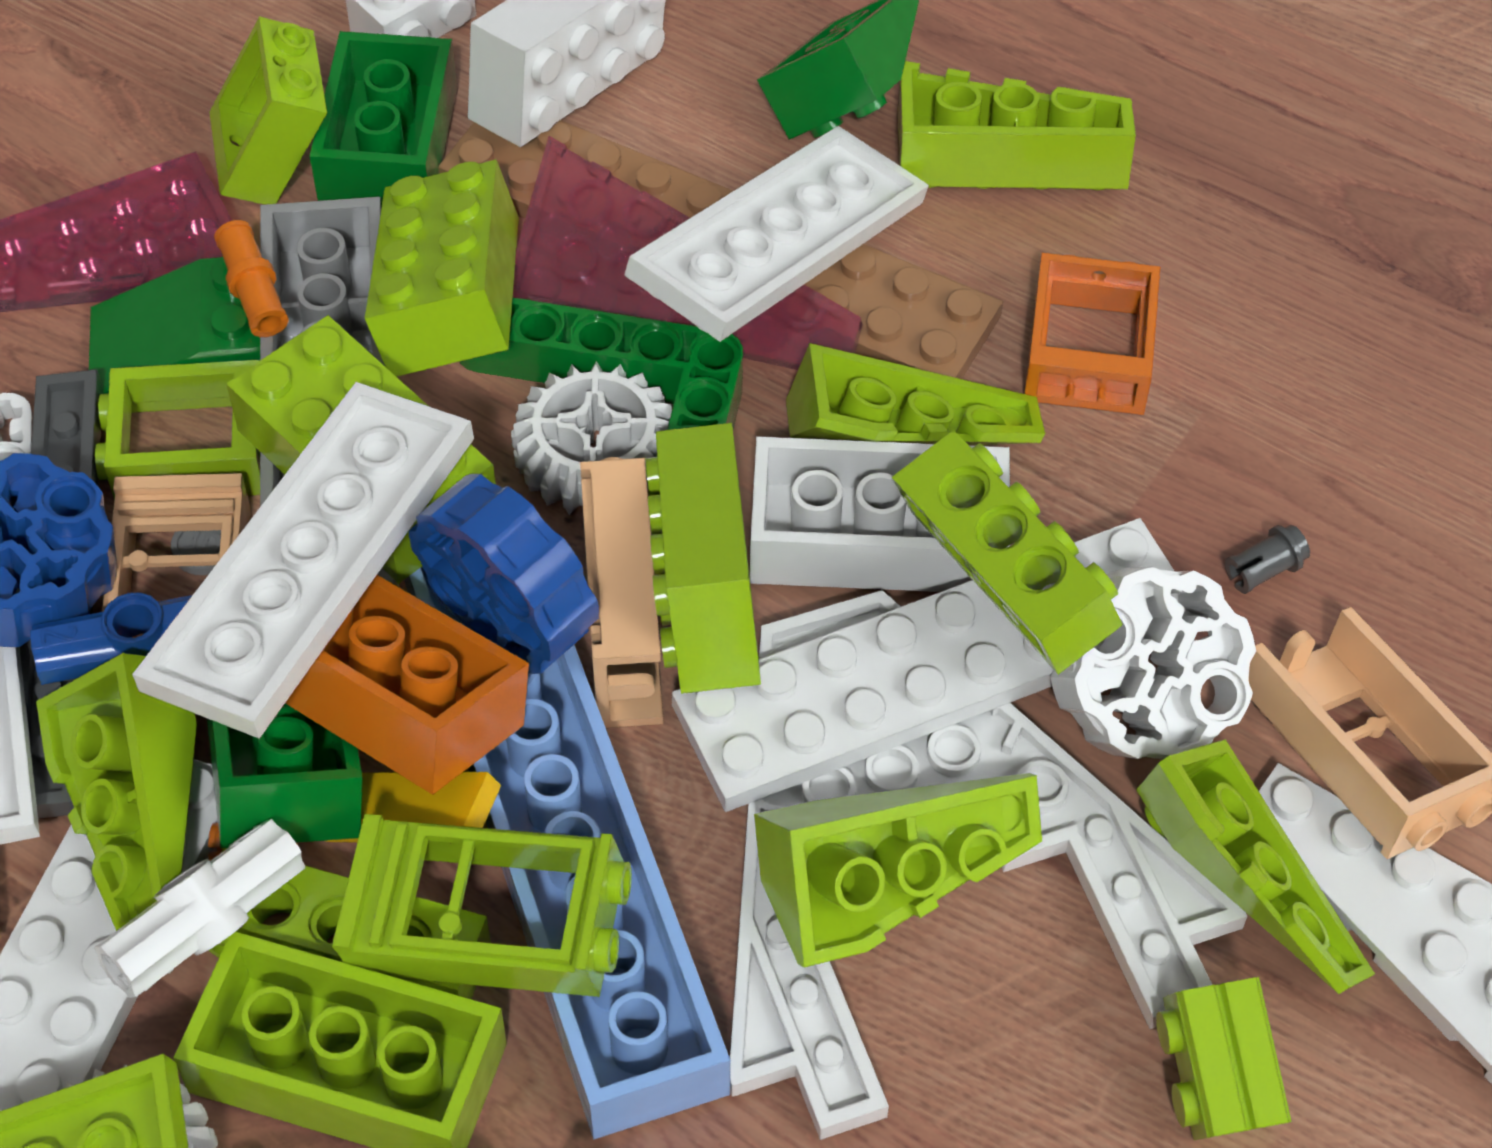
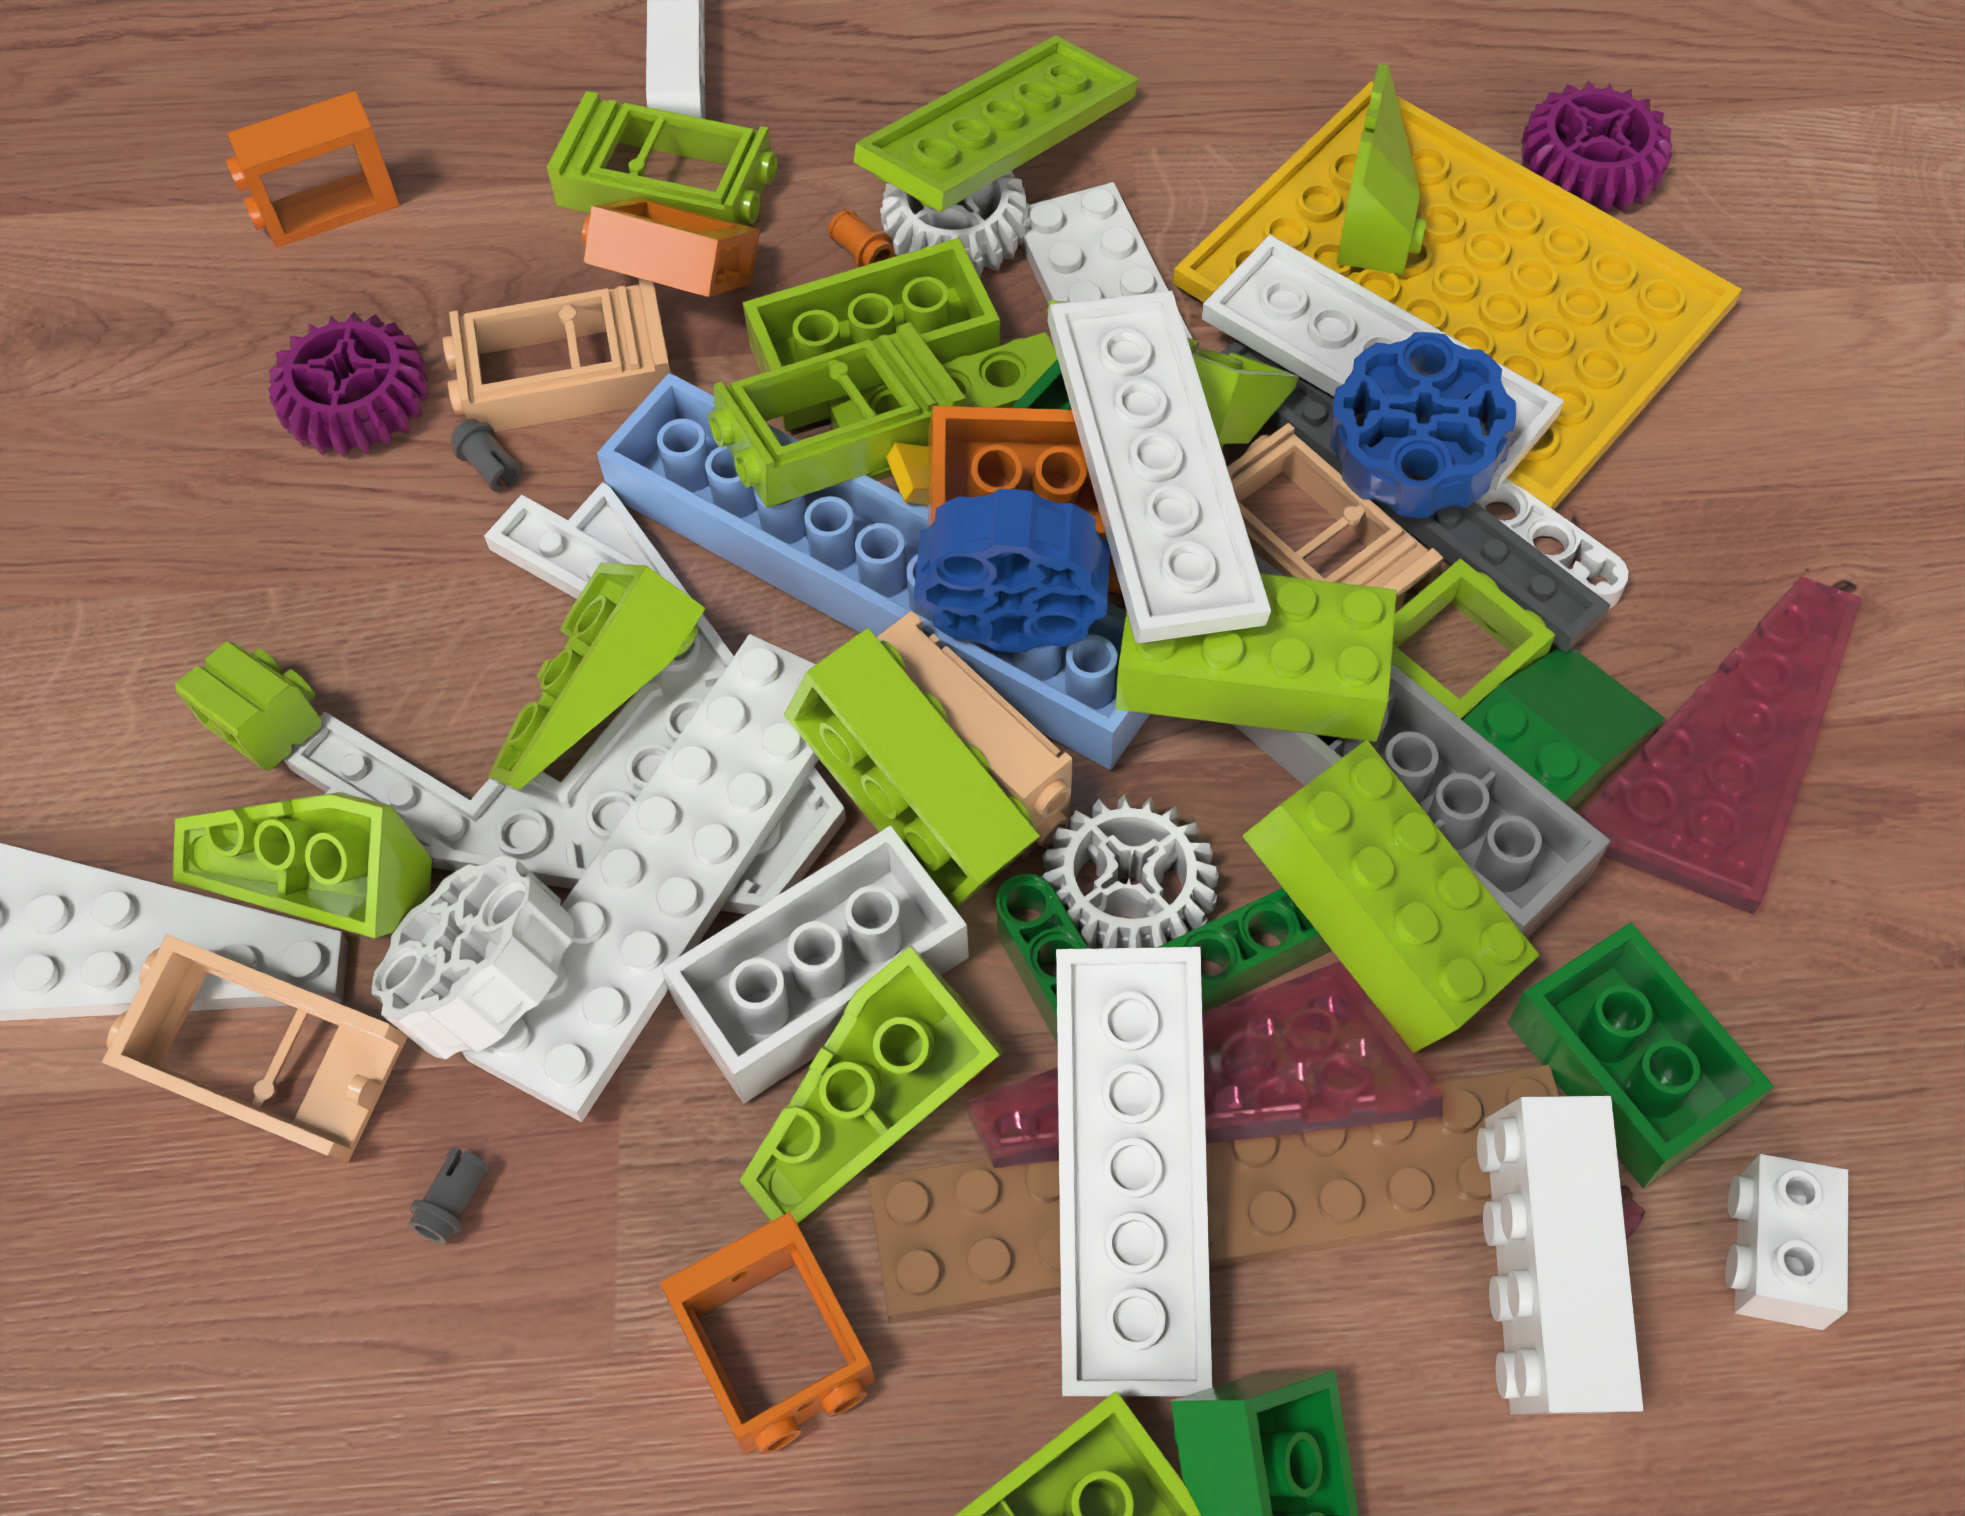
camera: 145 degrees right, 5 degrees up
(82, 643) = (1277, 425): blue piece -> none
(200, 908) = (1023, 304): white piece -> none
(251, 278) = (1519, 743): orange pin -> none
(269, 109) = (1697, 931): lime window -> none
(977, 516) = (635, 897): lime brick -> none

